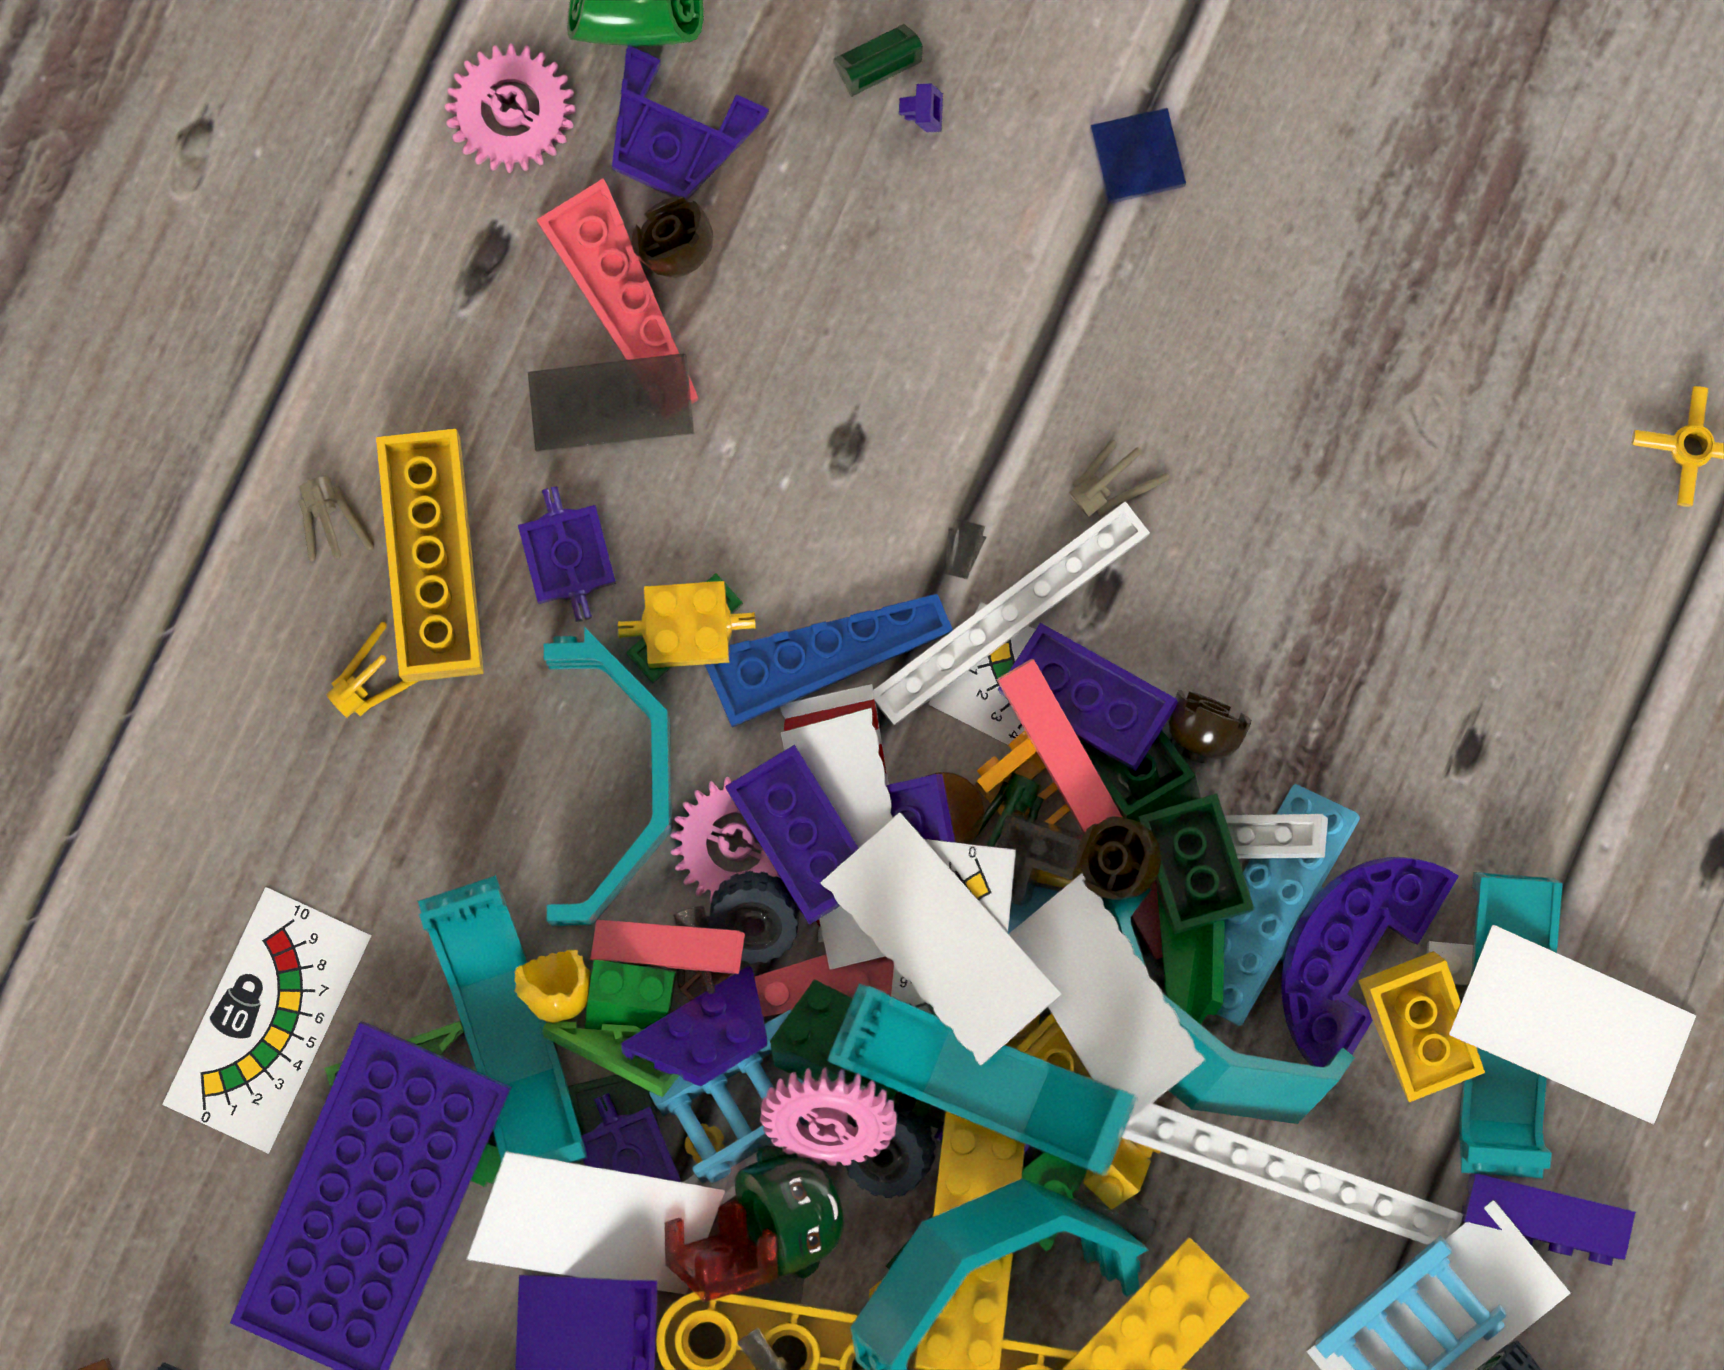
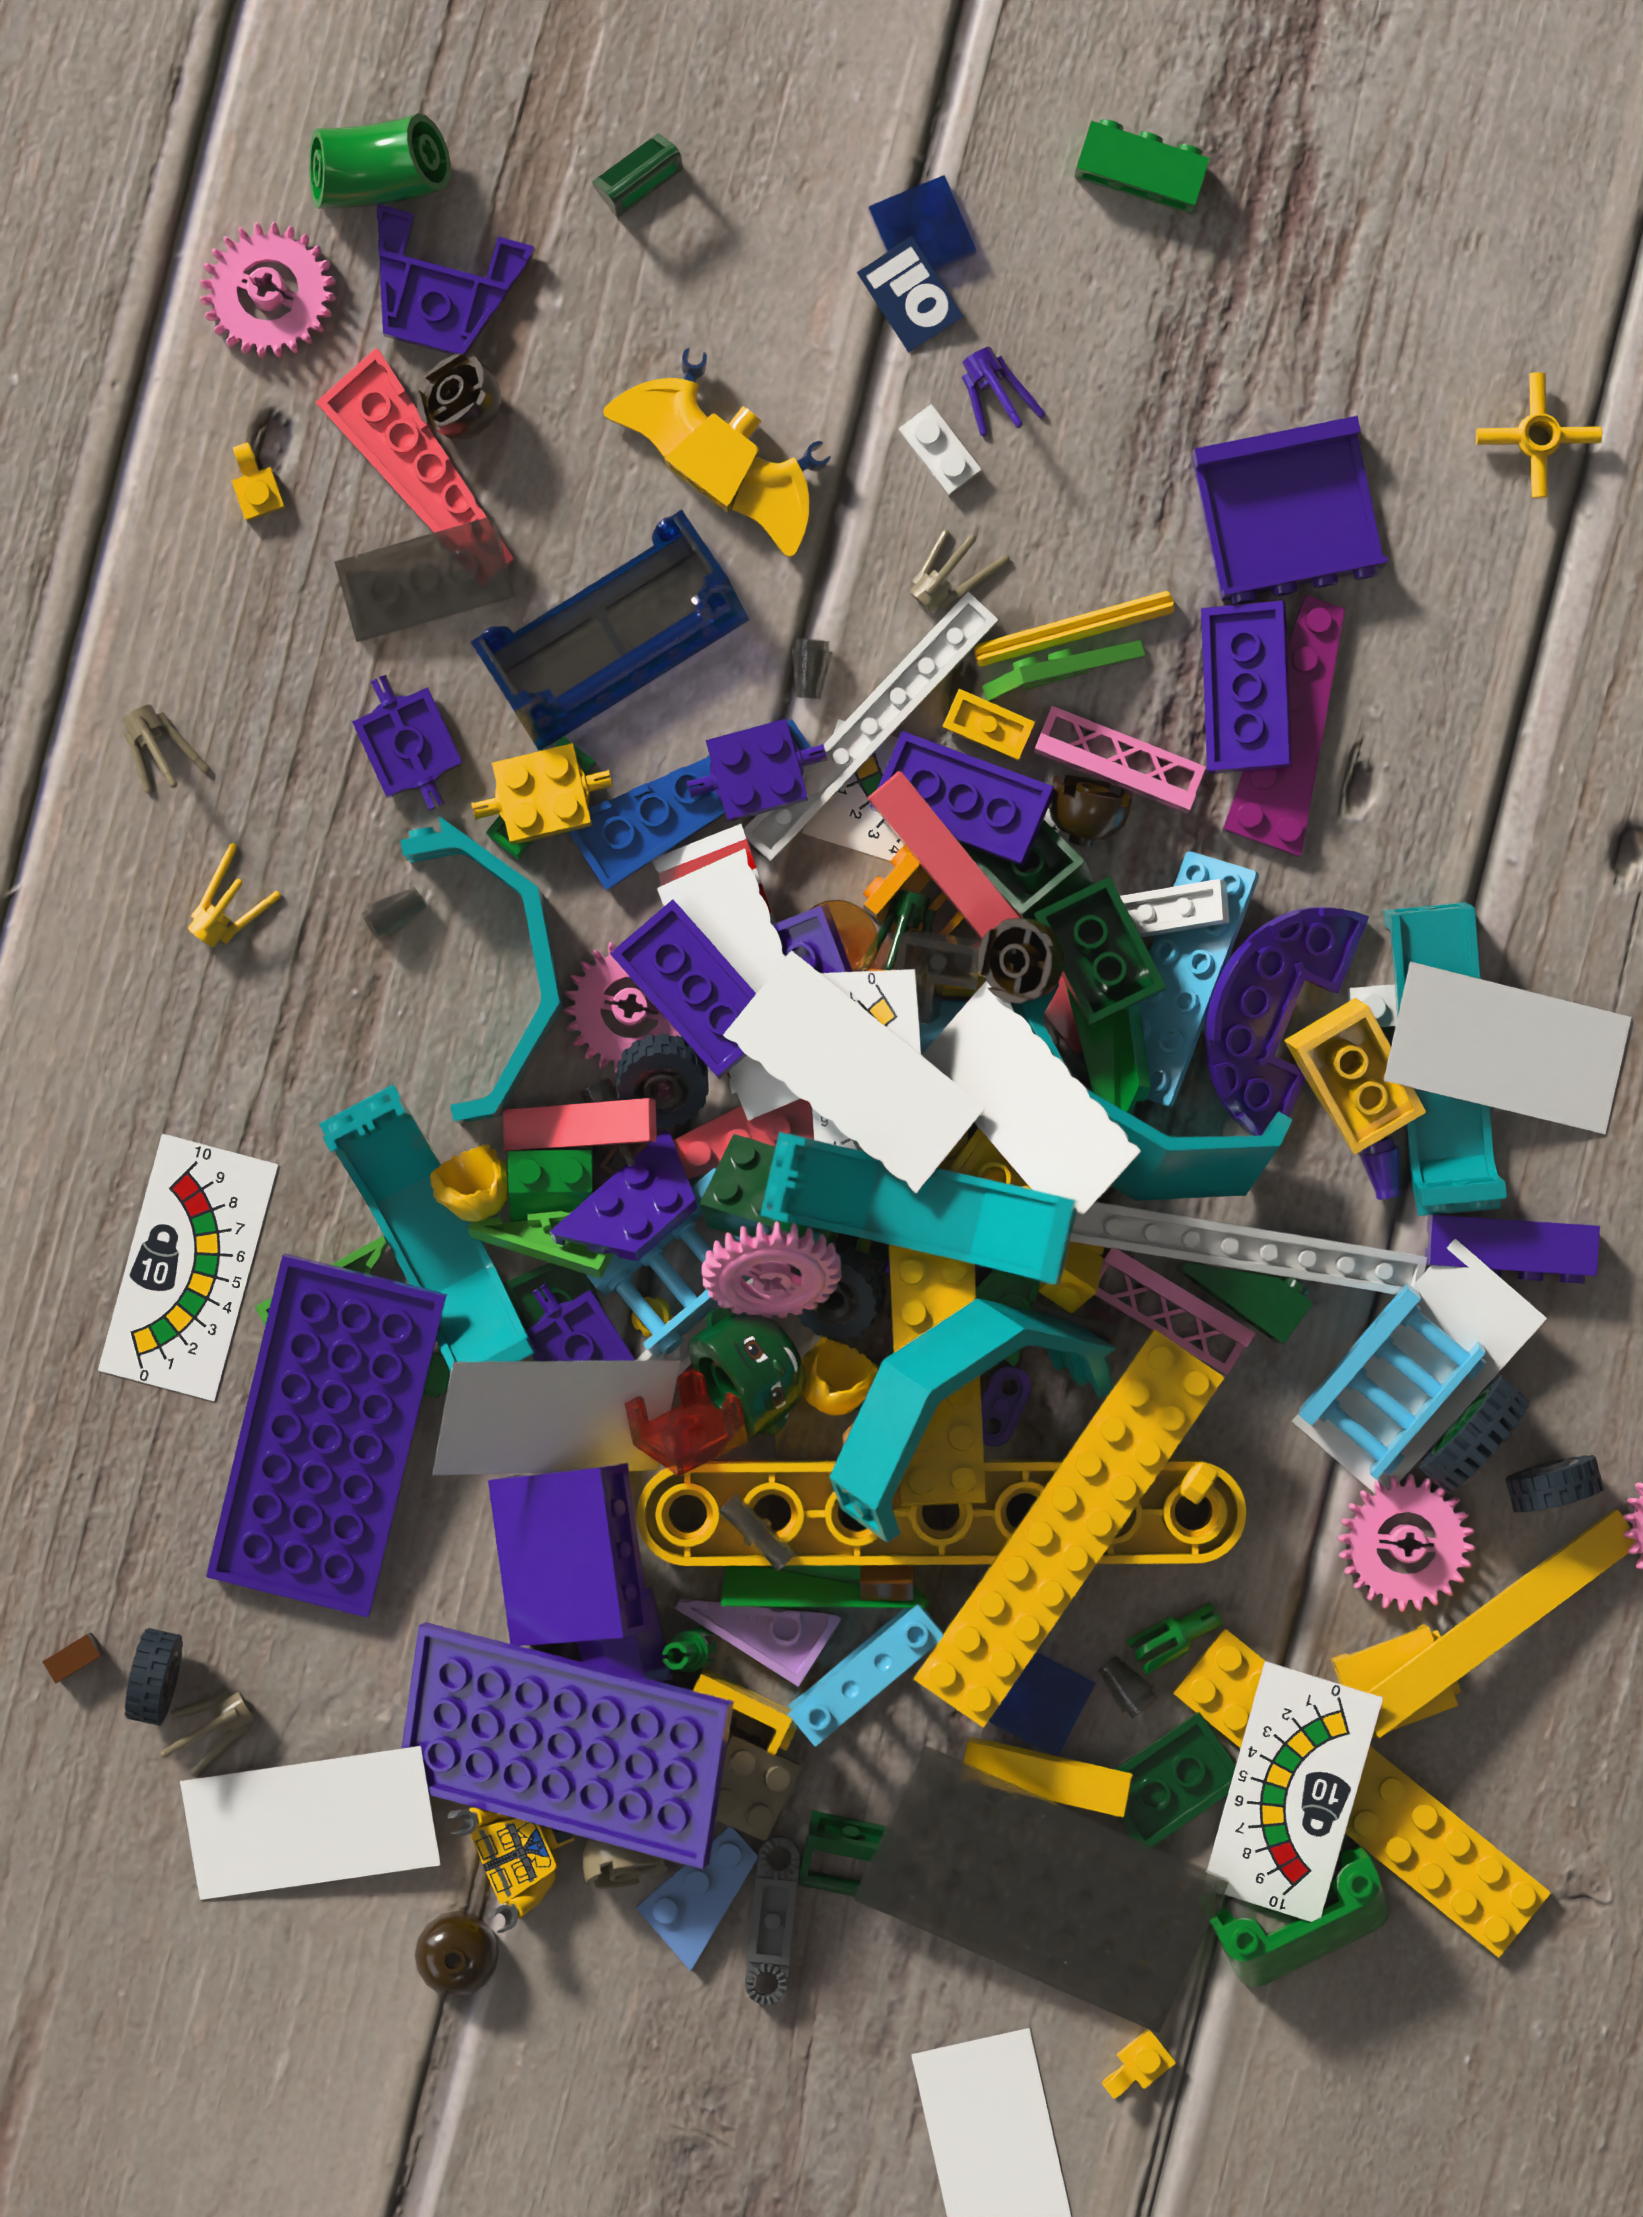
camera: 10 degrees left, 5 degrees up
(429, 555) = (268, 768): yellow brick -> none
(465, 292) = (256, 489): none -> yellow plate
(524, 713) = (393, 913): none -> clear smoke cone
(781, 485) = (613, 634): none -> windscreen
(873, 1233) = (837, 1377): none -> yellow hair
(895, 636) = (757, 770): none -> dark purple plate
(910, 334) = (719, 455): none -> yellow torso
(924, 107) = (694, 217): dark purple tile -> none
(1031, 1290) = (1002, 1406): none -> dark purple plate
(1116, 213) = (910, 294): none -> sticker
(1120, 364) = (939, 450): none -> white plate
(1123, 631) = (988, 725): none -> yellow plate
(1177, 298) = (985, 370): none -> dark purple plant
(1201, 587) = (1060, 666): none -> bright green wing
(1219, 1214) = (1181, 1298): none -> bright pink fence
(1220, 554) = (1074, 628): none -> yellow axle
(1239, 698) = (1115, 773): none -> bright pink fence
(1296, 1228) = (1263, 1301): none -> dark green slope
(1355, 130) = (1142, 165): none -> green brick
(1376, 637) = (1246, 687): none -> dark purple plate
(1398, 716) = (1276, 803): none -> magenta wing
(1433, 1119) = (1382, 1167): none -> dark purple cone
(1442, 476) = (1288, 510): none -> dark purple panel

